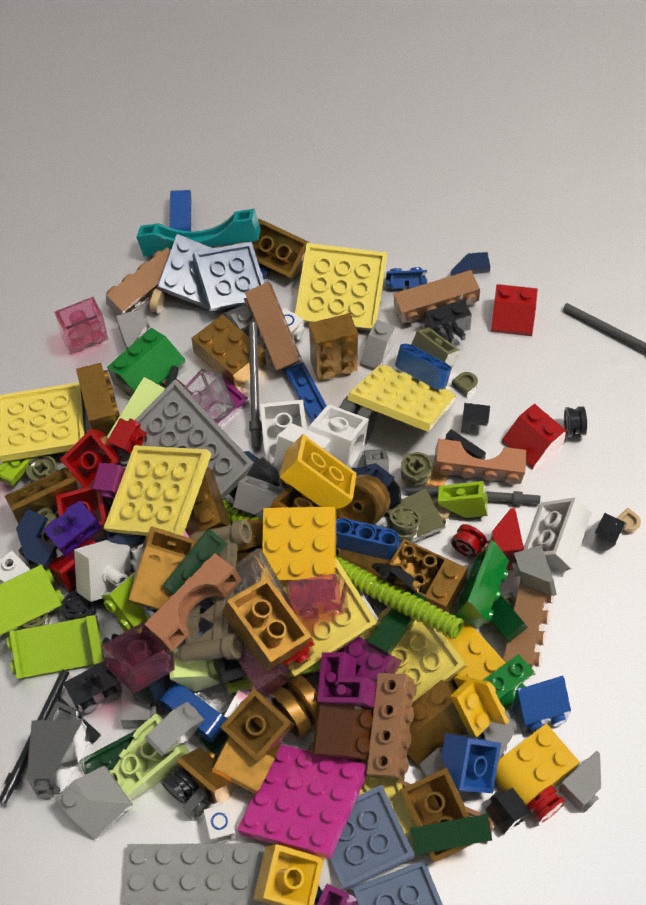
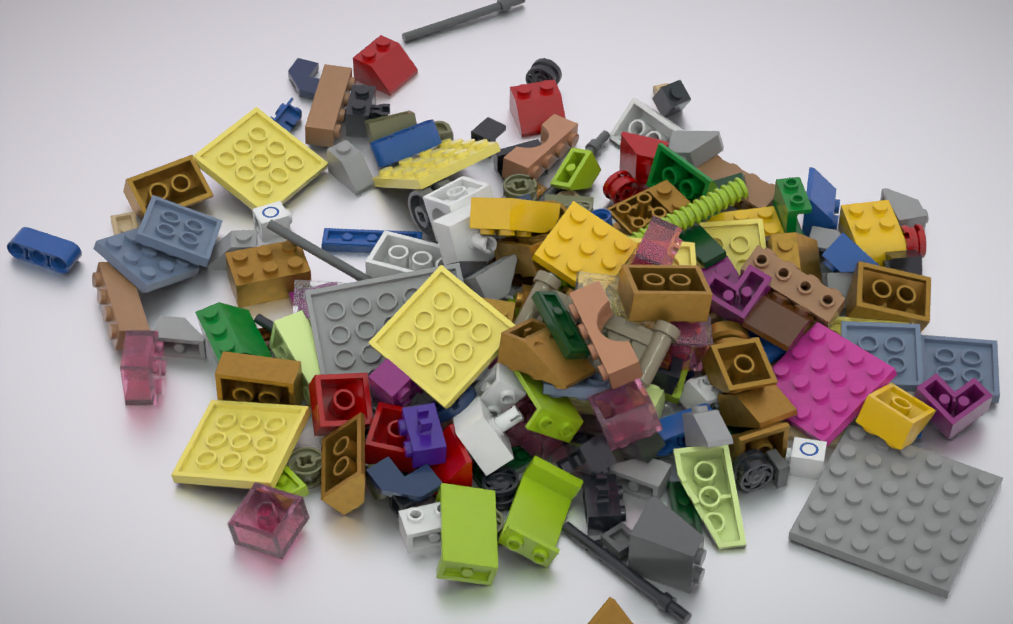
camera: 65 degrees left, 15 degrees down
(94, 801) = (732, 539): light grey slope -> none
(126, 435) = (337, 357): red brick -> none
(157, 301) = (152, 305): tan tile -> none
(239, 228) = (128, 196): teal arch -> none
(273, 327) = (257, 207): medium nougat brick -> none
(333, 346) = (340, 185): pearl gold brick -> none
(392, 573) = (659, 206): black slope -> none
(451, 834) = (916, 290): dark green tile -> none
(477, 704) = (806, 217): yellow bracket -> none

